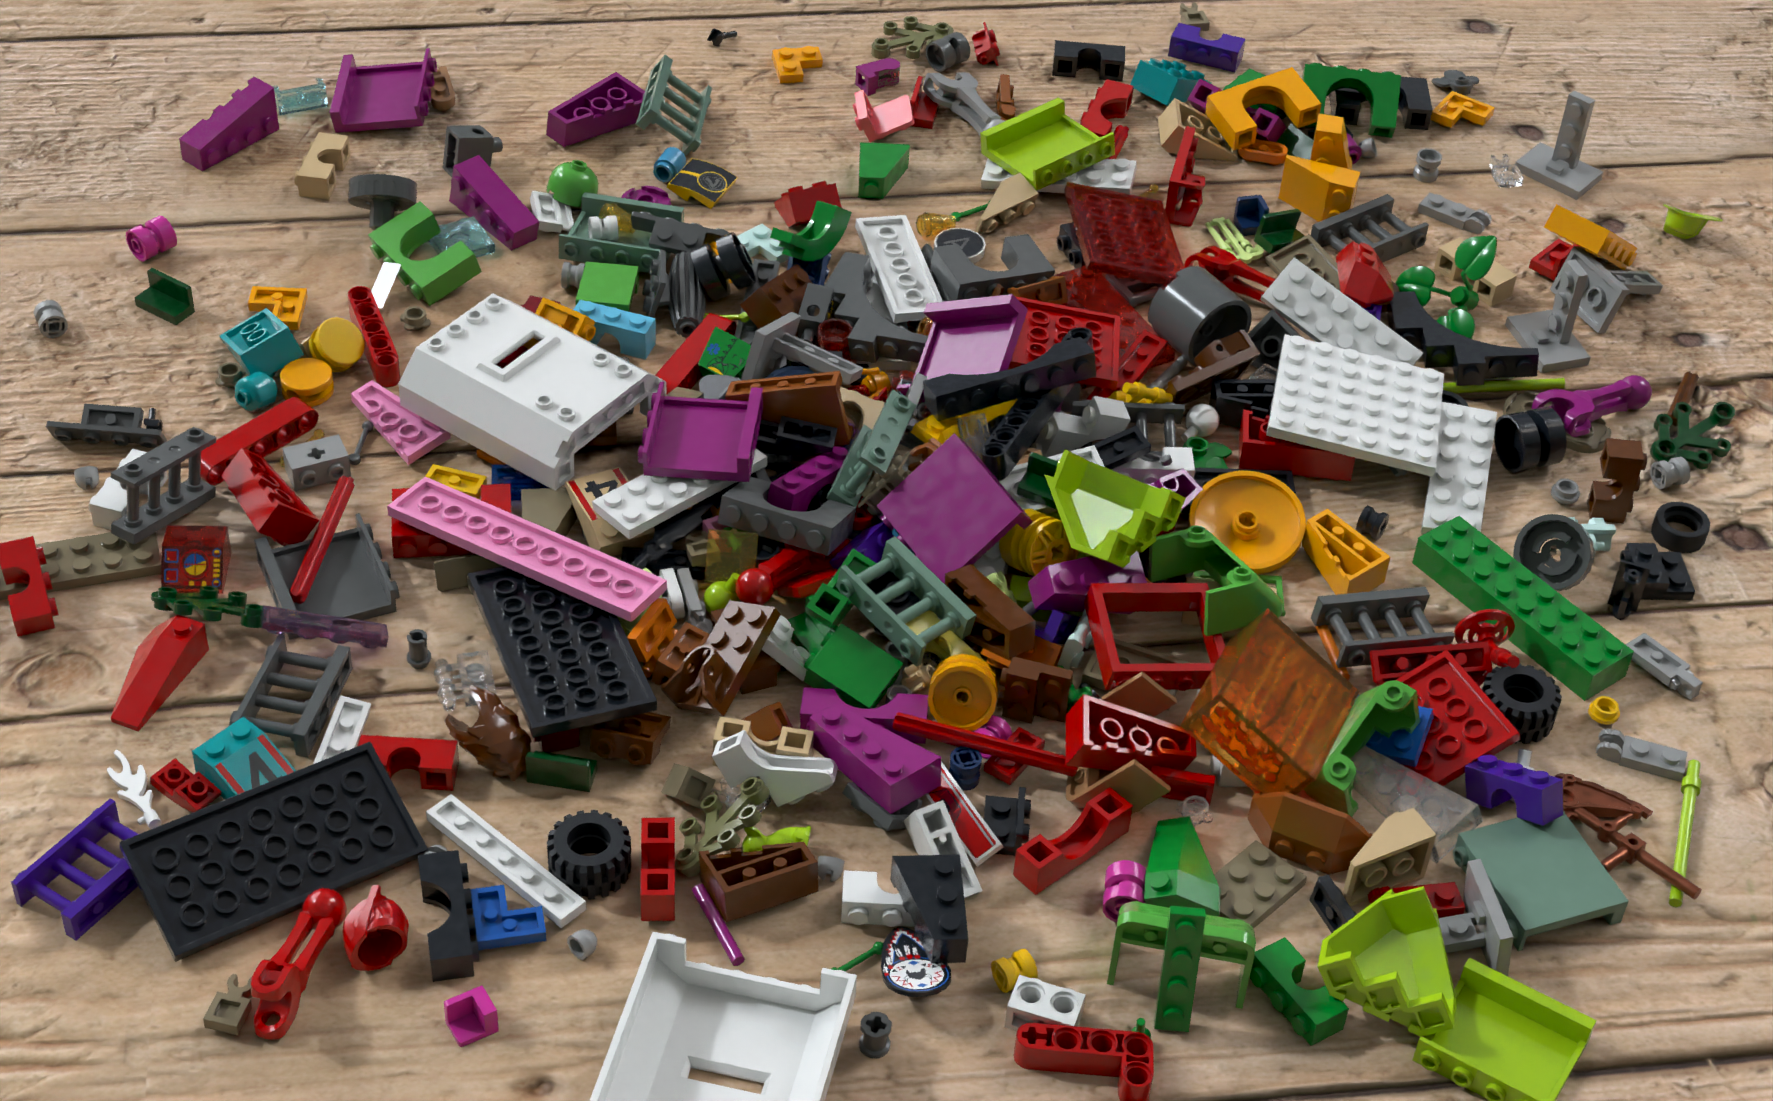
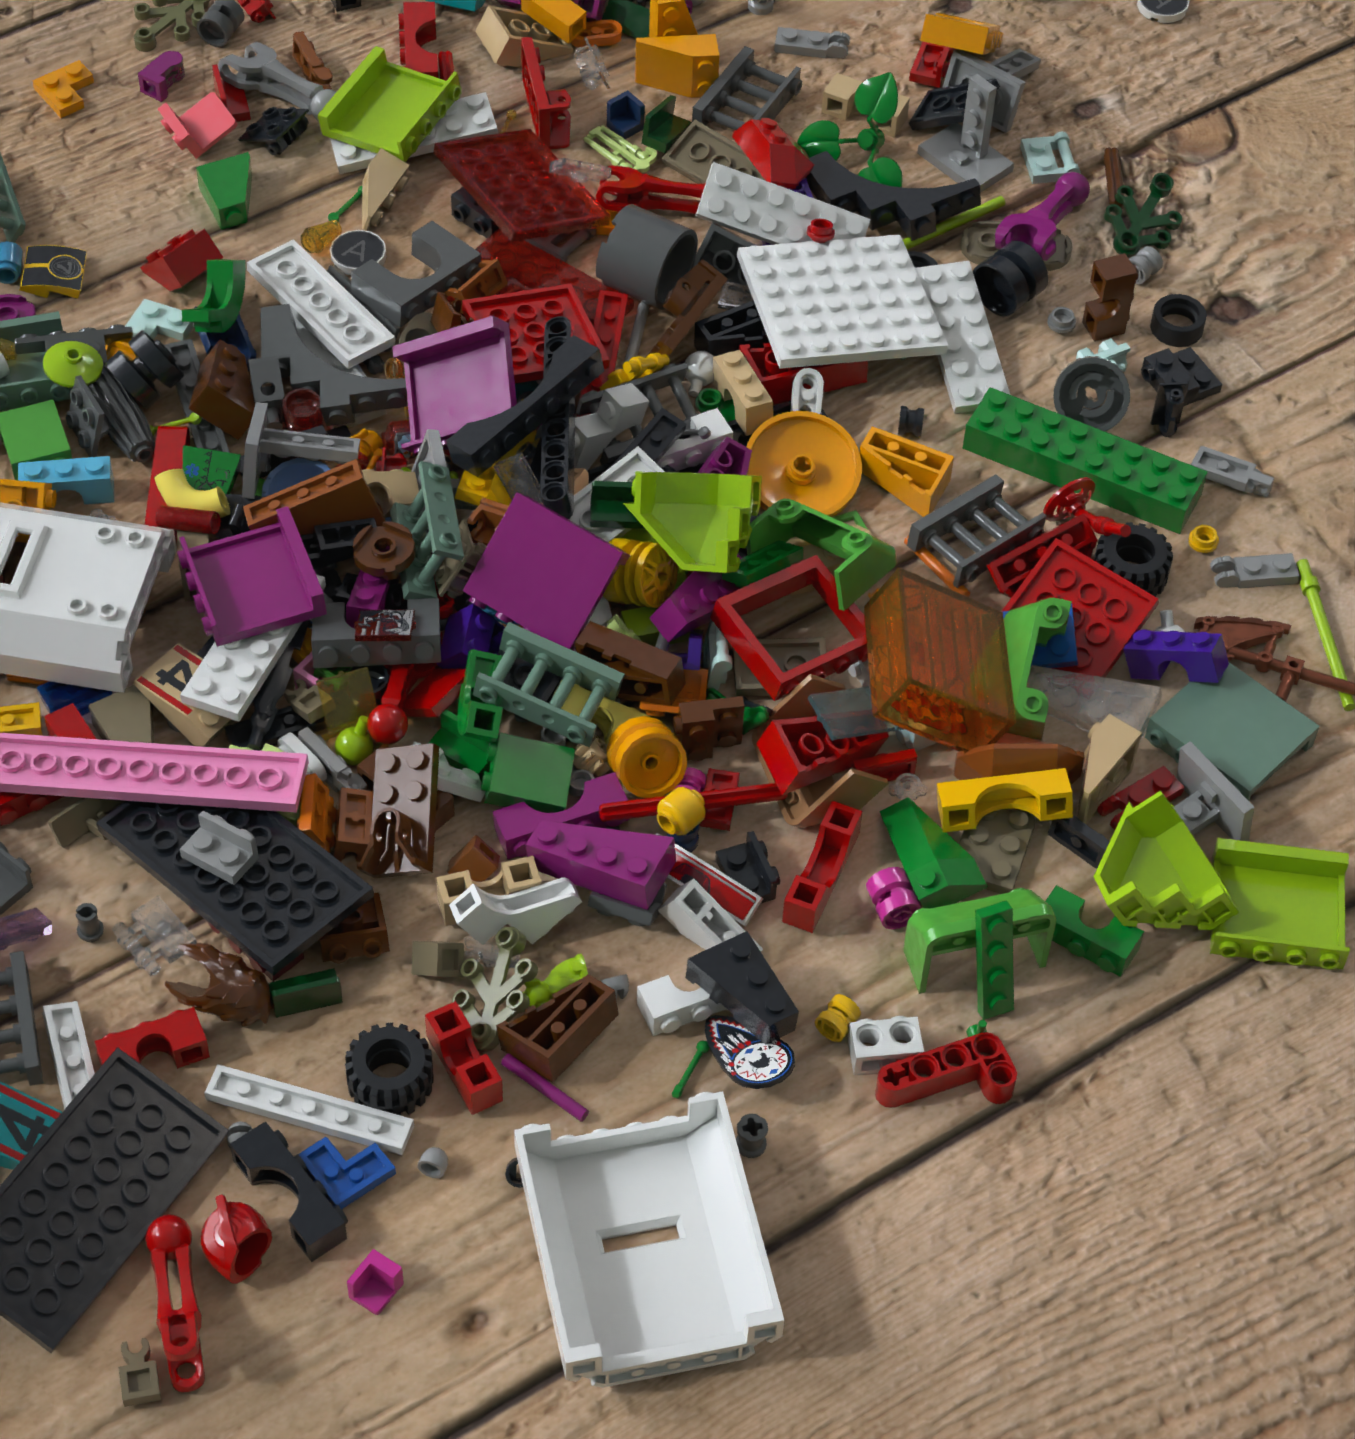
camera: 25 degrees left, 10 degrees up
(550, 625) = (221, 848): none -> light grey bracket
(668, 238) = (72, 359): none -> lime dish
(678, 373) = (209, 519): none -> red piece
(695, 368) = (180, 494): none -> light yellow cylinder
(791, 506) = (385, 625): none -> piece
(840, 452) = (388, 563): none -> reddish brown plate
(949, 140) = (277, 128): none -> black hinge
(964, 743) = (681, 811): none -> yellow head
(1154, 574) = (765, 563): none -> green plate
(1161, 720) = (848, 713): none -> clear light blue piece
(1180, 237) = (579, 170): none -> clear plate
(1225, 442) = (738, 381): none -> tan arch
(1239, 836) = (1041, 793): none -> yellow arch
(1244, 173) = (591, 69): none -> clear hinge
(1280, 469) = (807, 398): none -> white plate
(1368, 344) = (821, 230): none -> red plate
(1544, 291) = (942, 106): none -> black tile
(1620, 359) = (1041, 160): none -> light aqua plate

